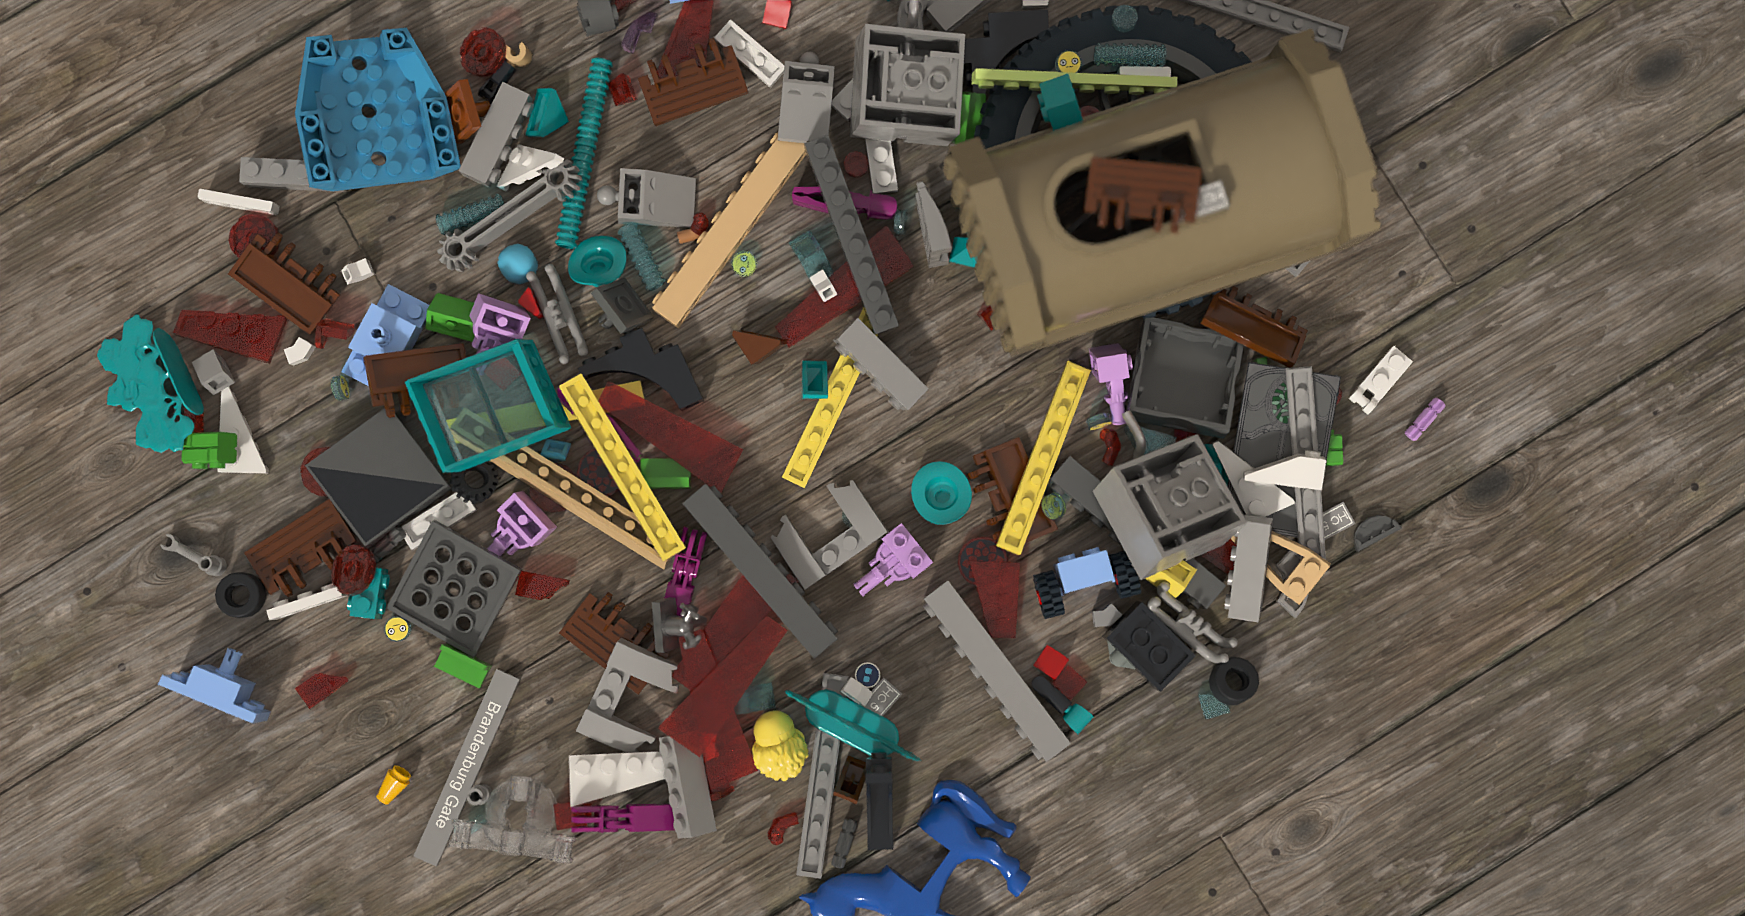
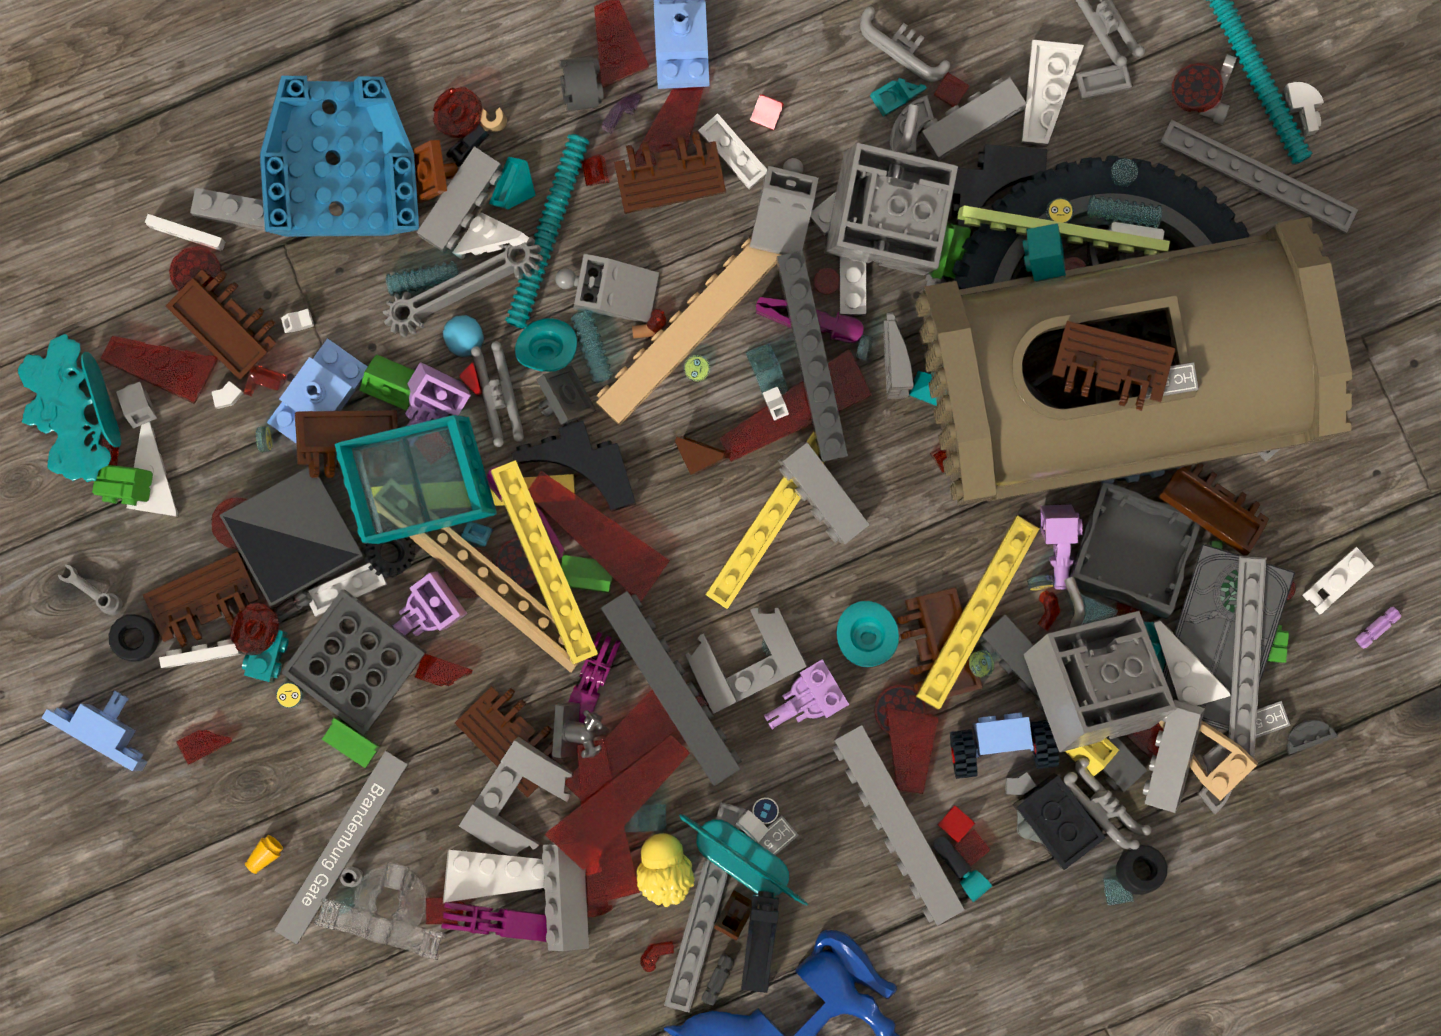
camera: 10 degrees right, 0 degrees up
(814, 380) = (752, 499): teal slope -> none
(1296, 471) = (1234, 662): white slope -> none

